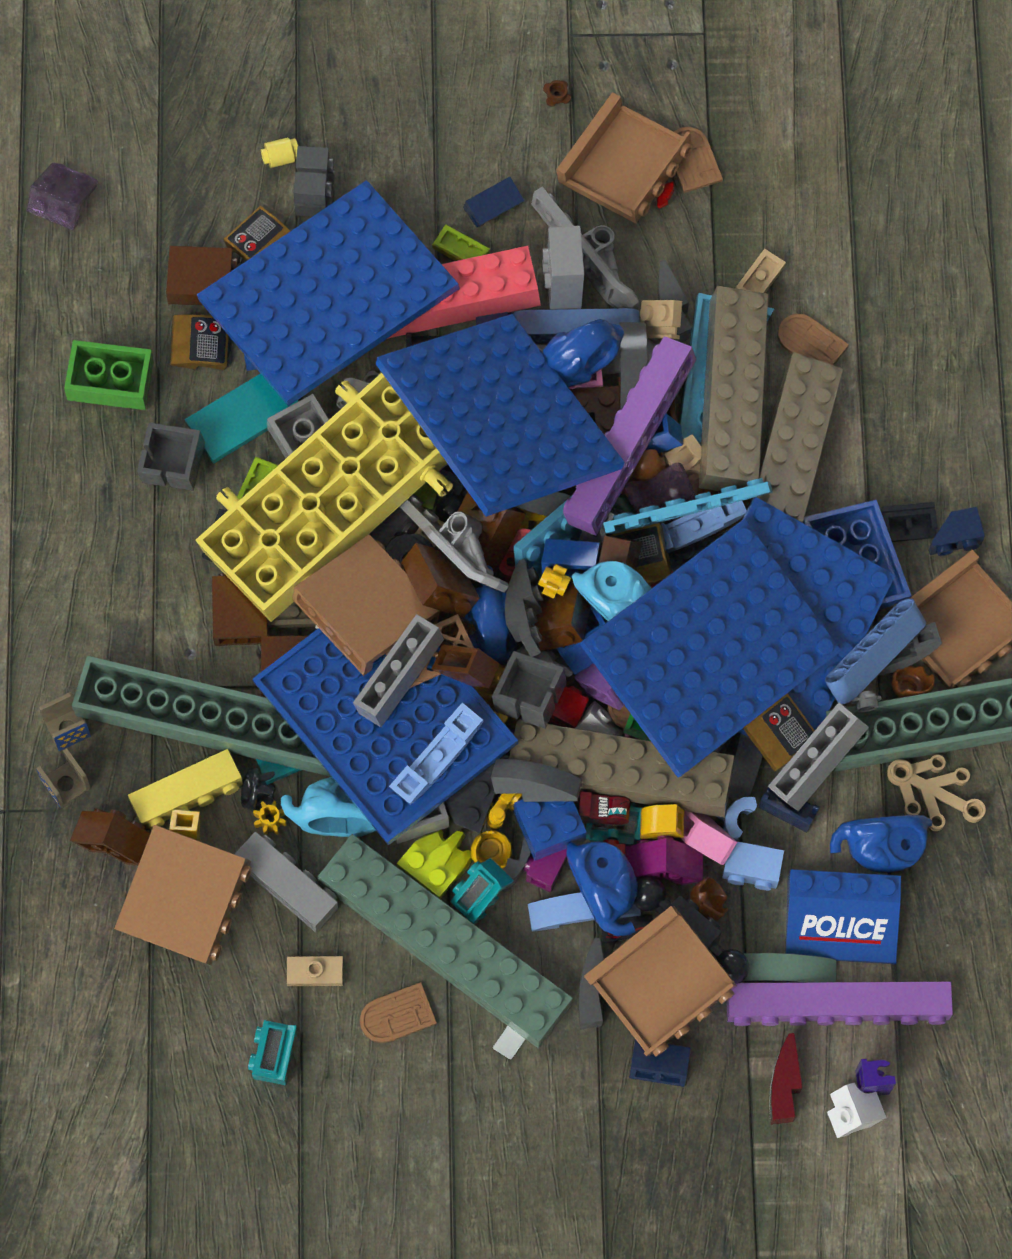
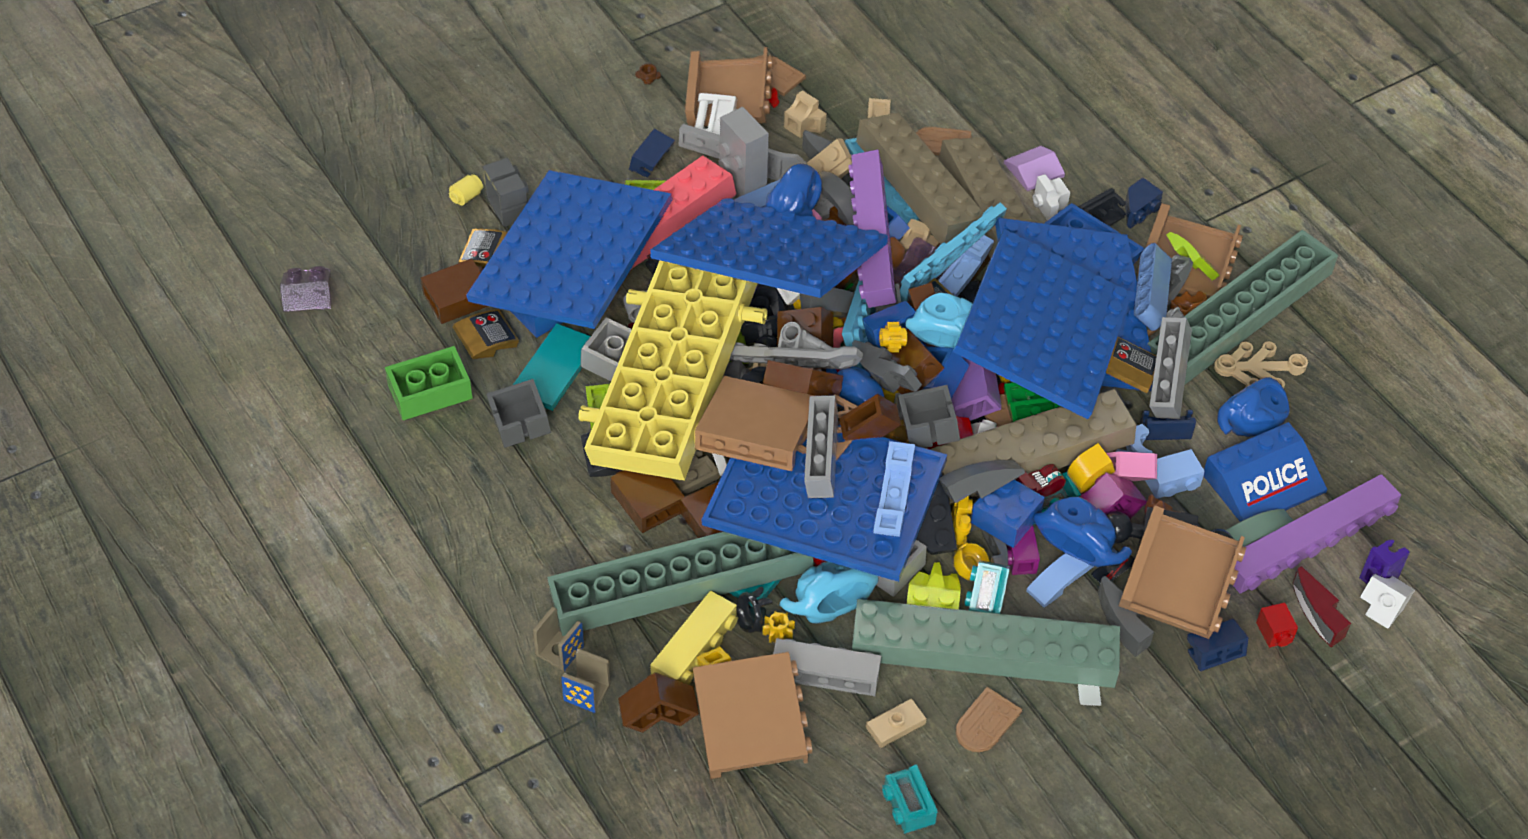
camera: 30 degrees left, 20 degrees down
(590, 194) = (721, 106): none -> white plate
(680, 237) = (804, 115): none -> tan brick
(730, 1077) = (1277, 625): none -> red brick
(867, 476) = (1050, 196): none -> white brick
(883, 426) = (1033, 164): none -> lavender slope
(954, 633) = (1185, 249): none -> lime slope

